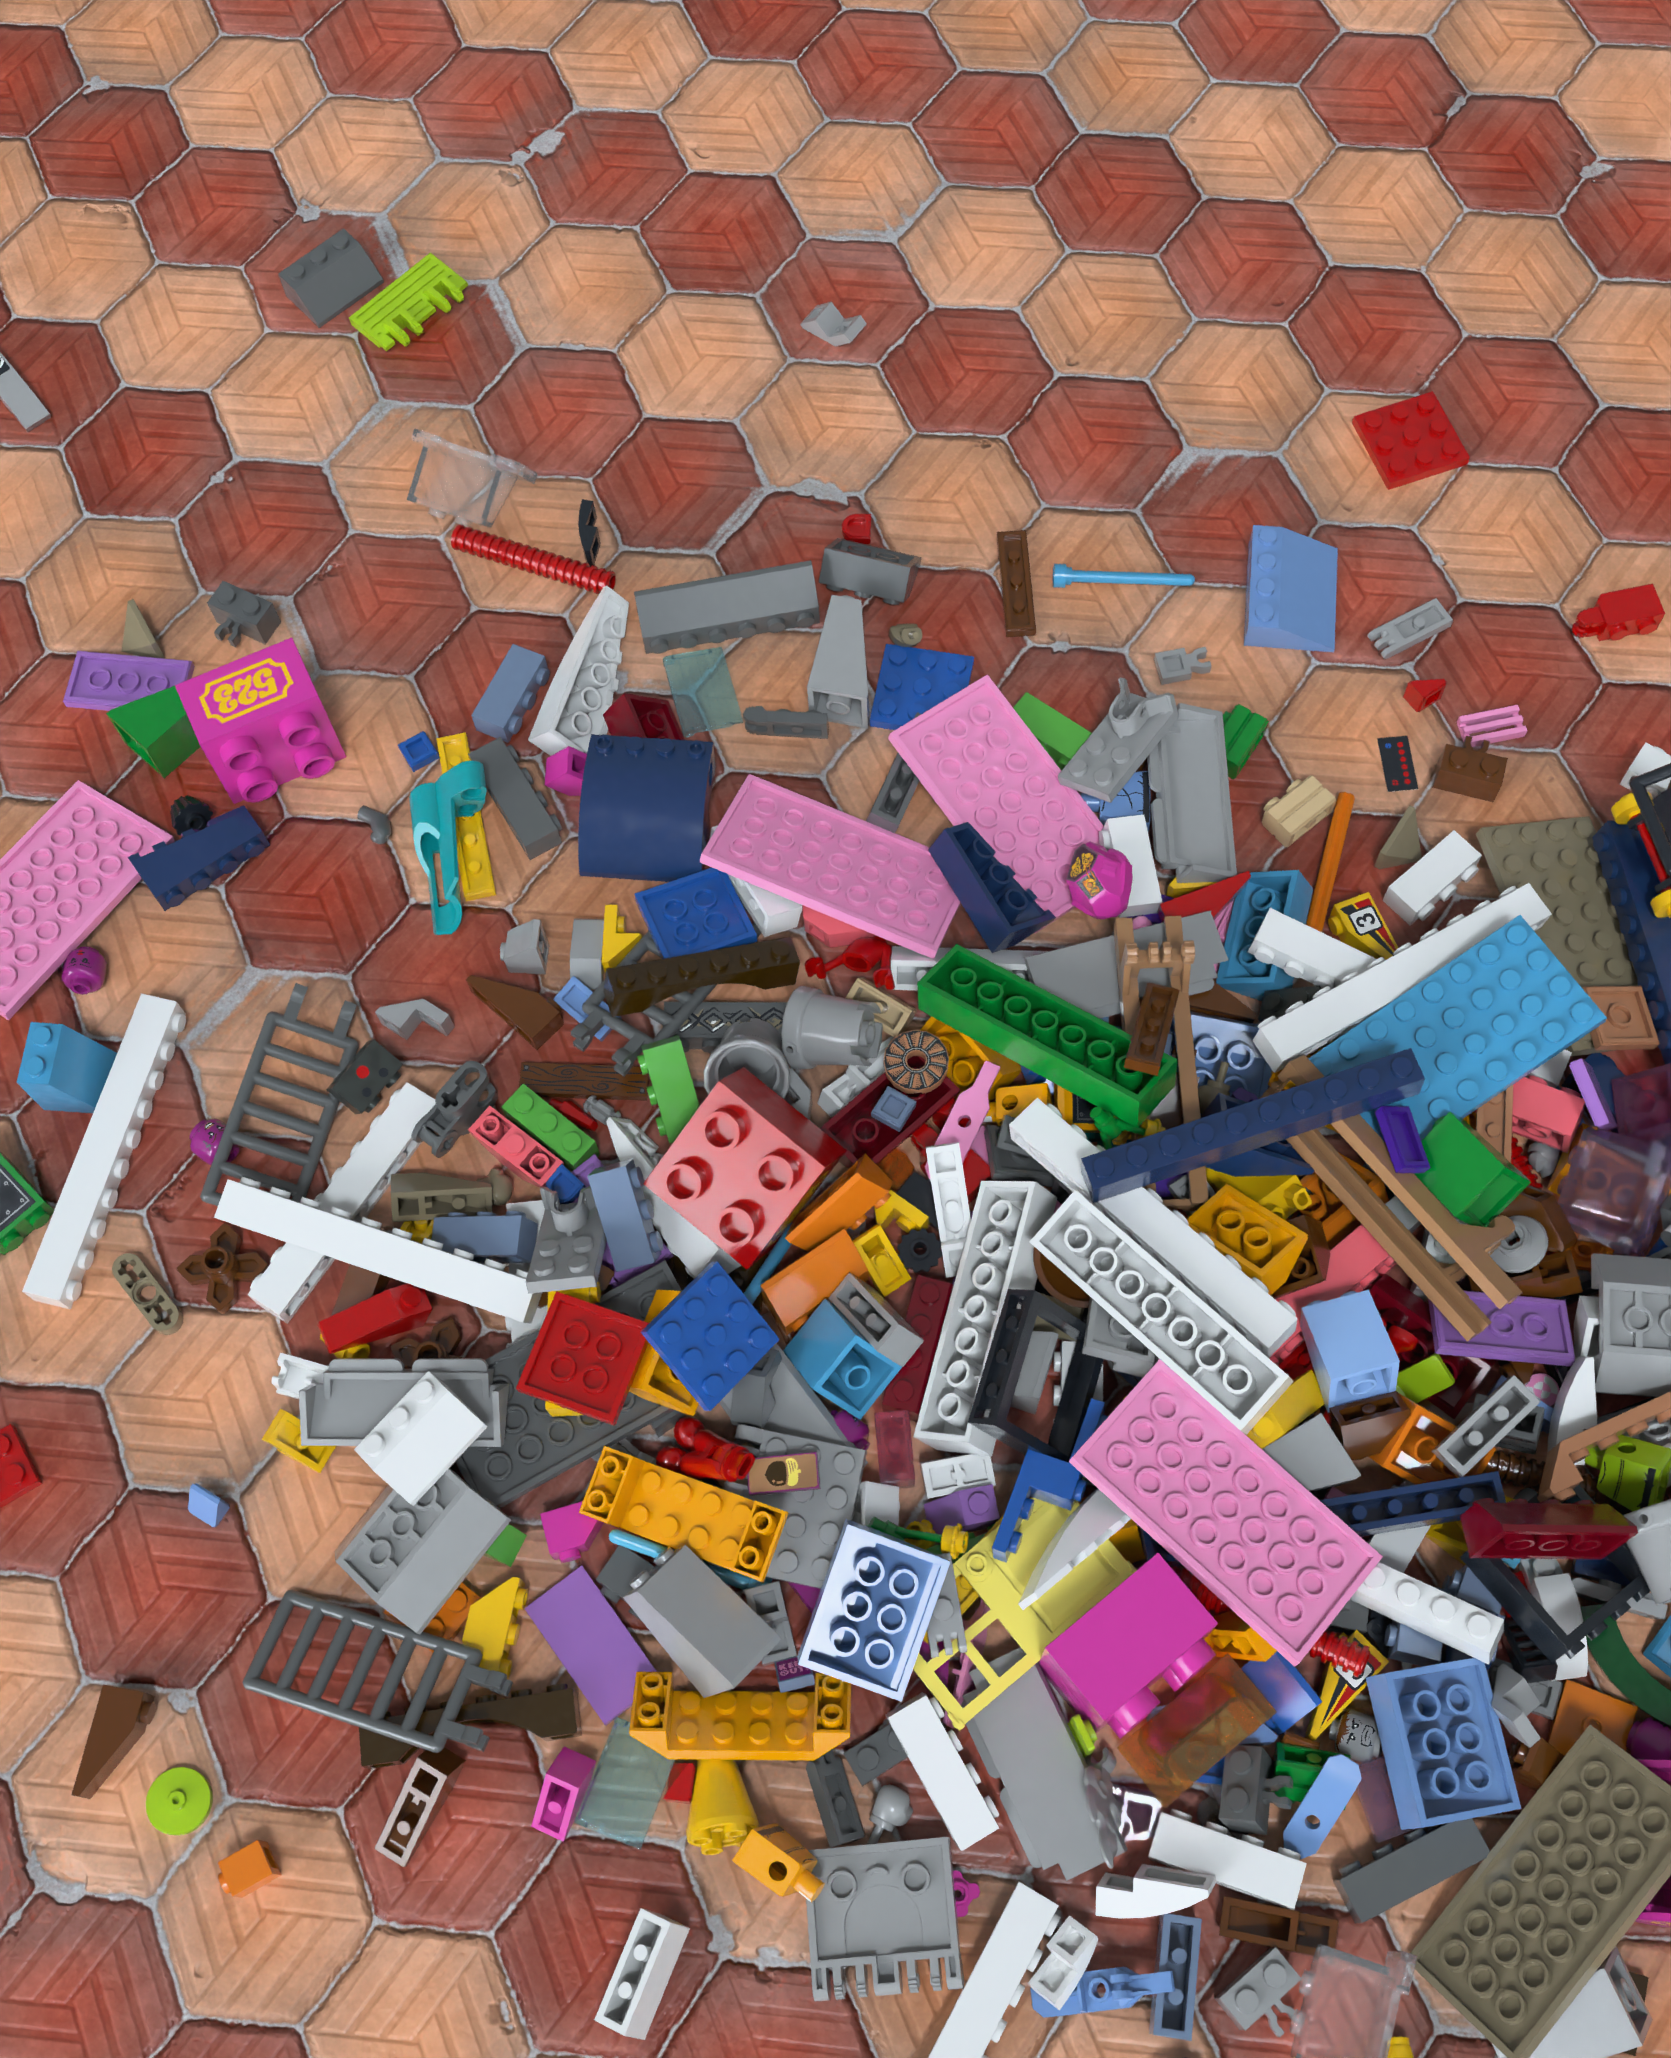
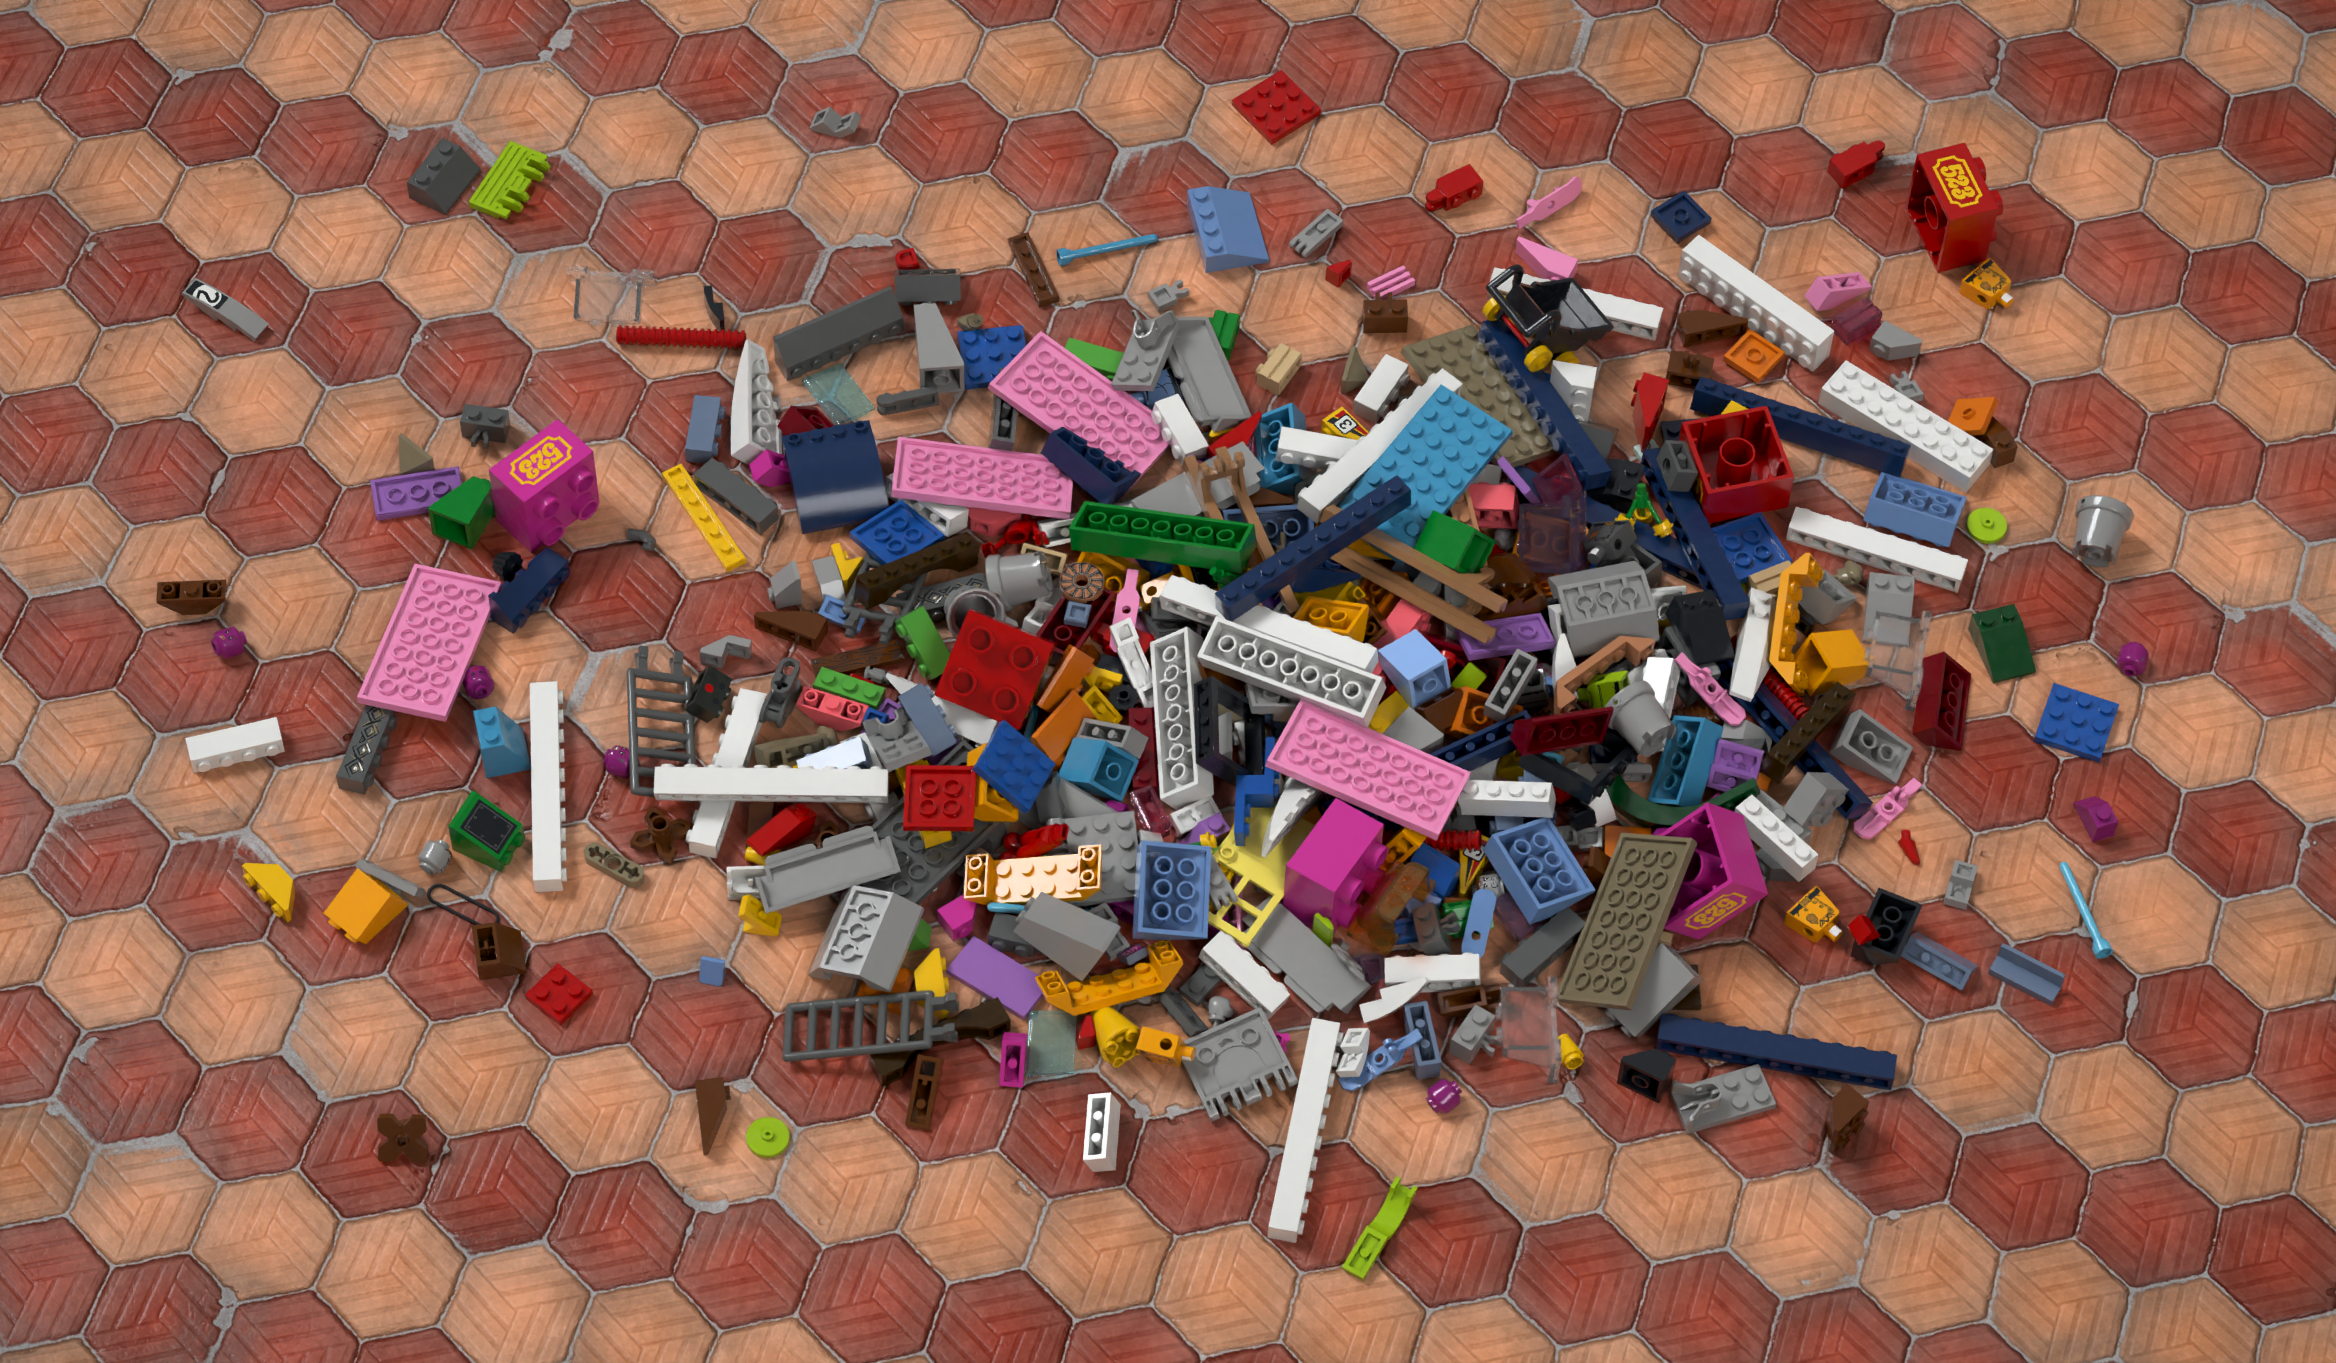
camera: 25 degrees left, 10 degrees down
(248, 1869) = (831, 1155): orange brick -> none
(418, 751) = (651, 484): blue tile -> none
(420, 1438) = (849, 875): white slope -> none
(433, 814) = (691, 526): teal panel -> none
(784, 1474) = (1092, 833): tile -> none
(1100, 881) = (1163, 442): dark pink helmet -> none
(1151, 1029) = (1231, 511): reddish brown tile -> none
(1330, 861) = (1310, 391): orange axle -> none
(1397, 763) = (1335, 323): black sticker -> none
(1402, 1139) = (1409, 535): dark purple tile -> none
(1513, 1703) = (1575, 836): light grey slope -> none
(1525, 1253) = (1504, 583): light grey piece -> none
(1627, 1021) = (1527, 440): nougat tile -> none

